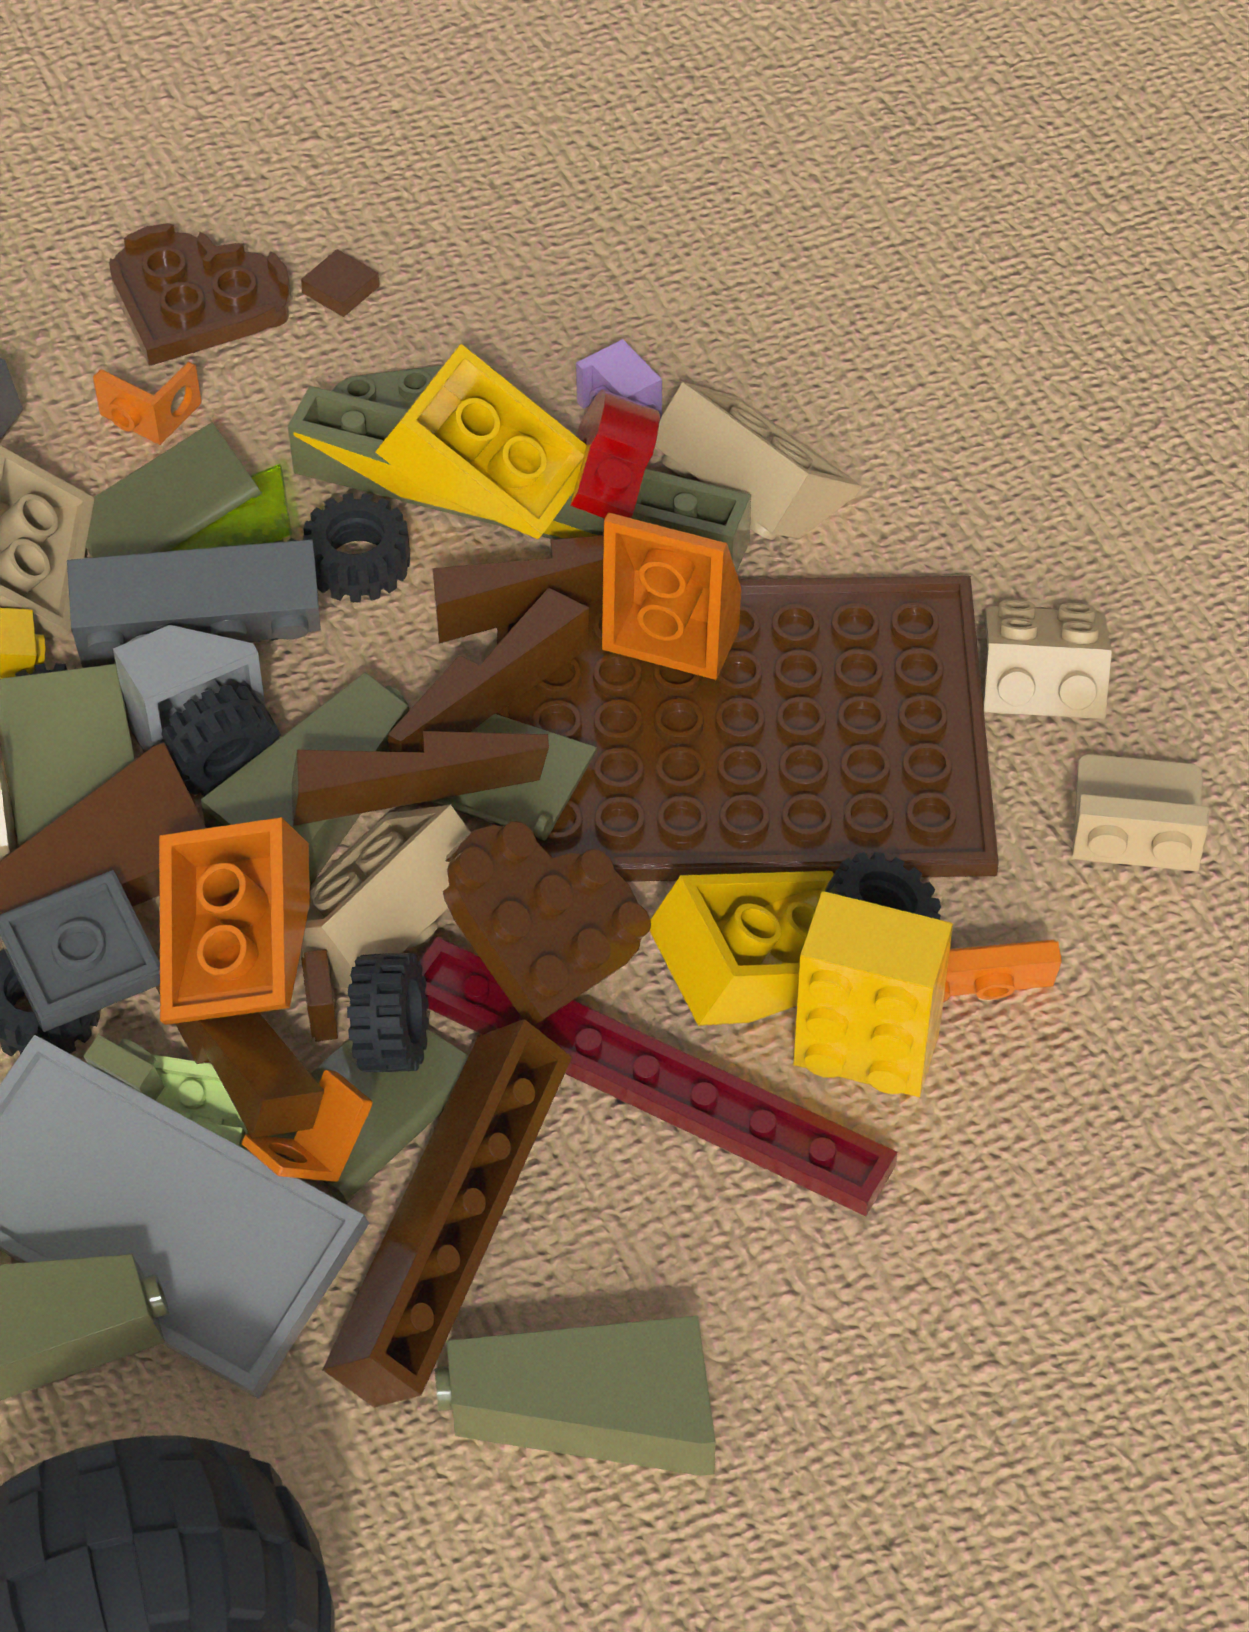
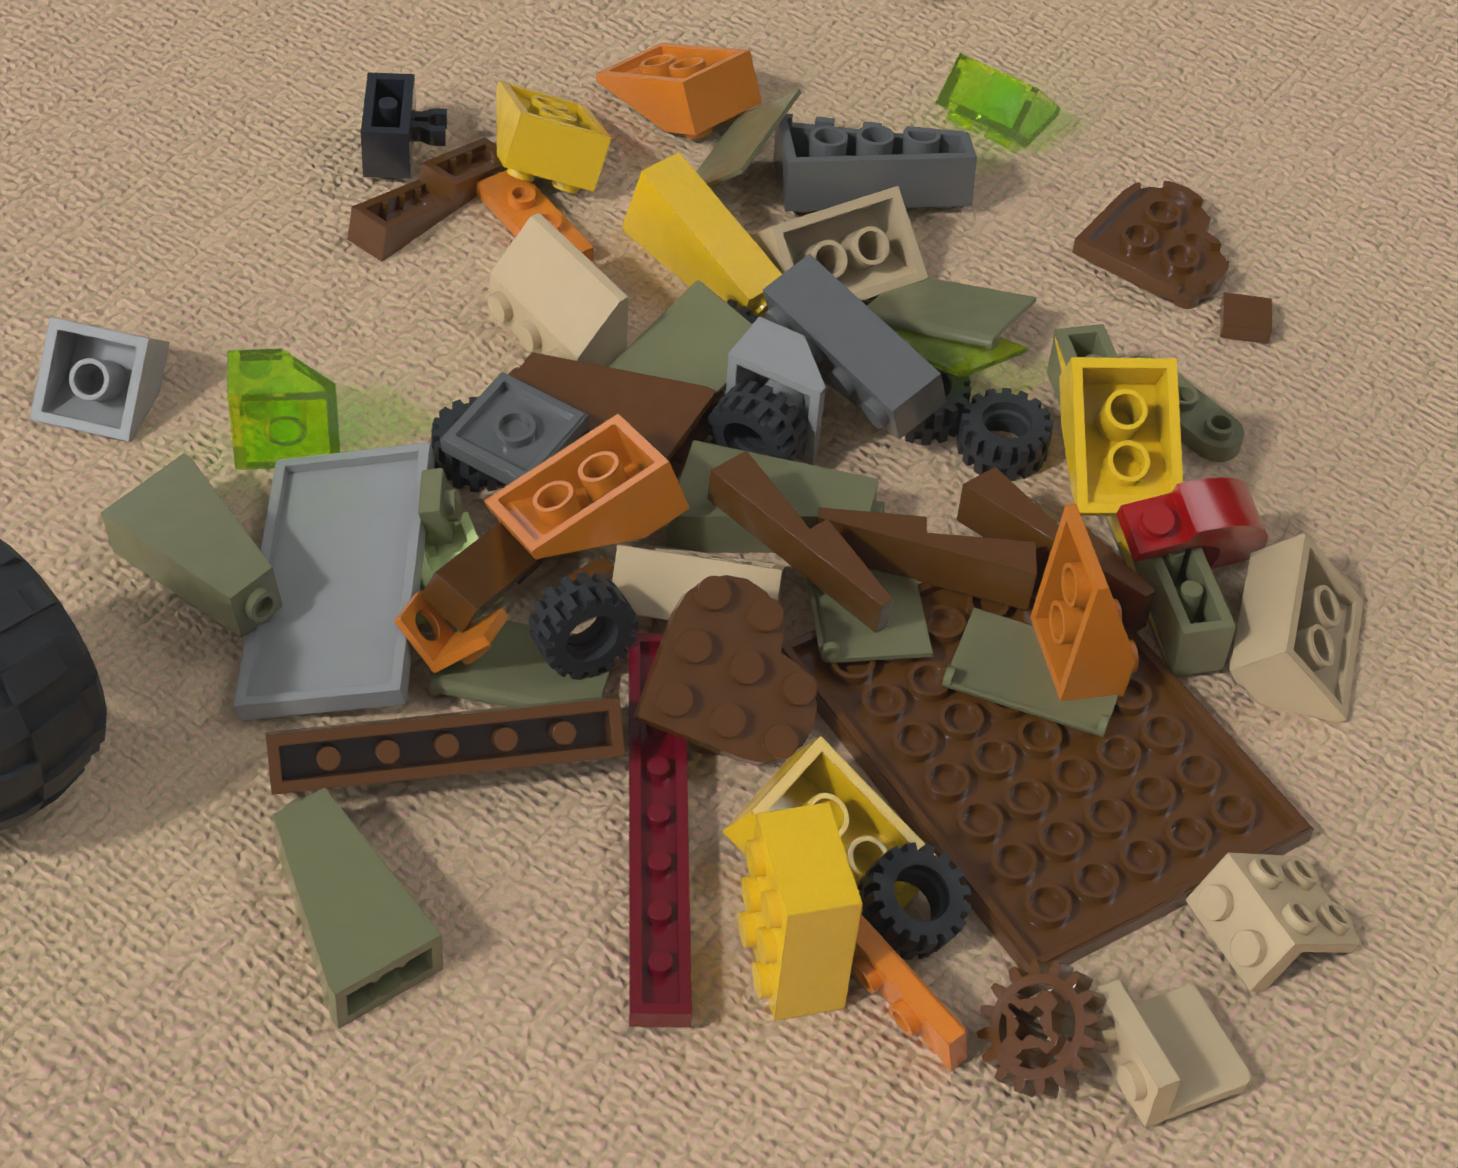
camera: 55 degrees right, 5 degrees down
(143, 412) = (1025, 266): orange bracket -> none
(621, 373) = (1292, 508): lavender brick -> none
(651, 704) = (1006, 666): none -> olive piece
(1086, 910) = (1067, 1019): none -> reddish brown gear

